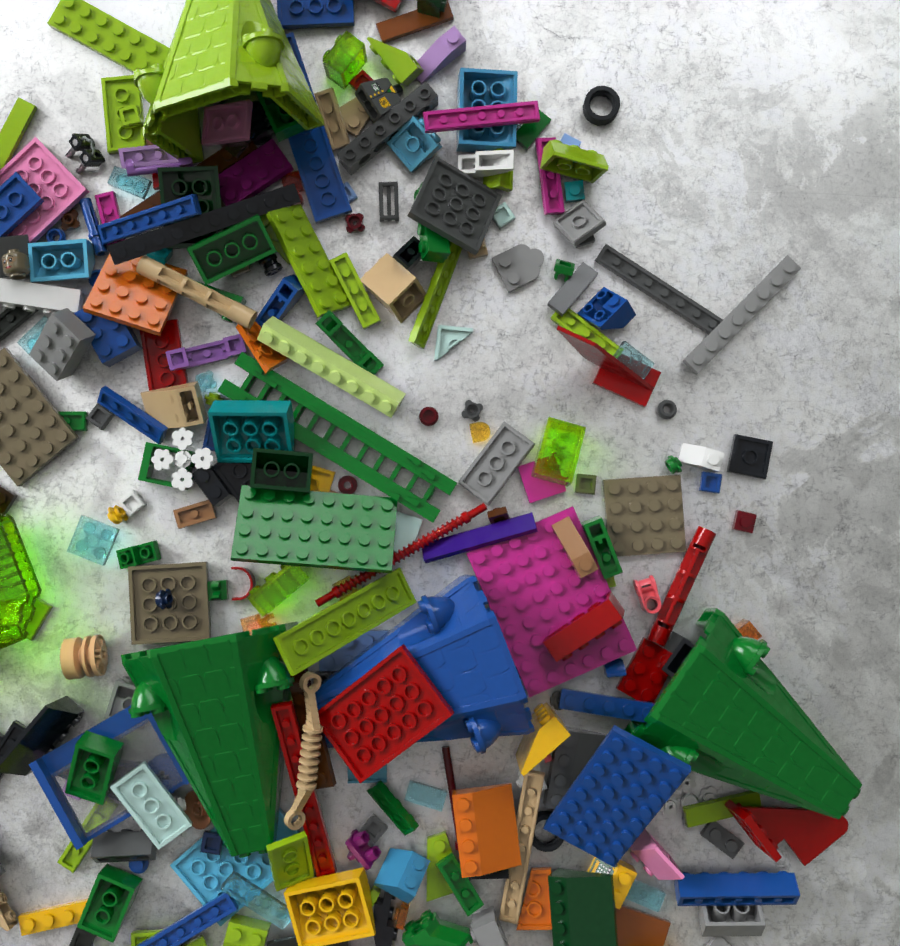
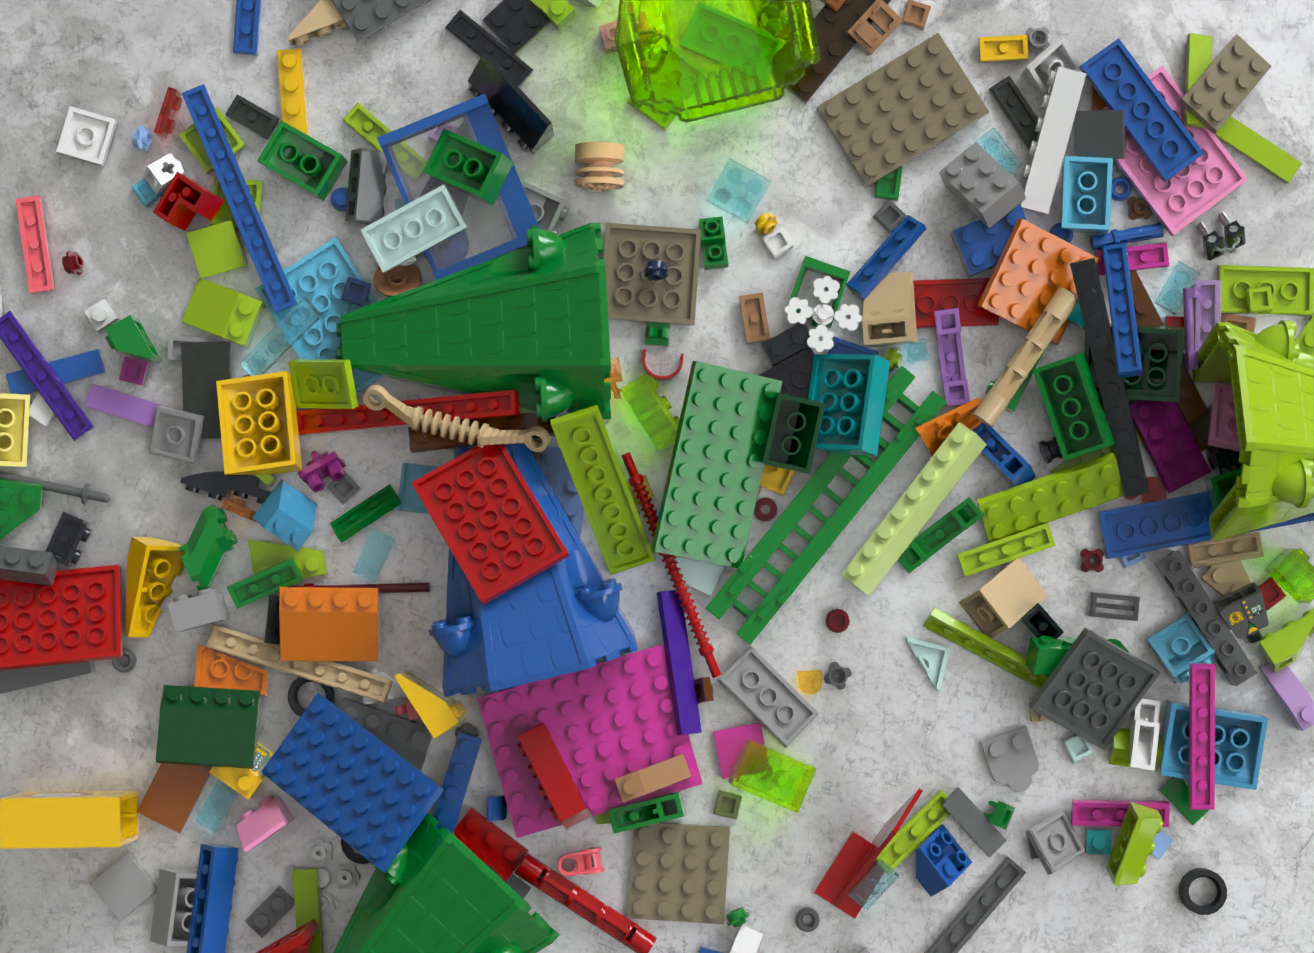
camera: 105 degrees right, 0 degrees up
(15, 264) = (1087, 142): dark tan head -> none

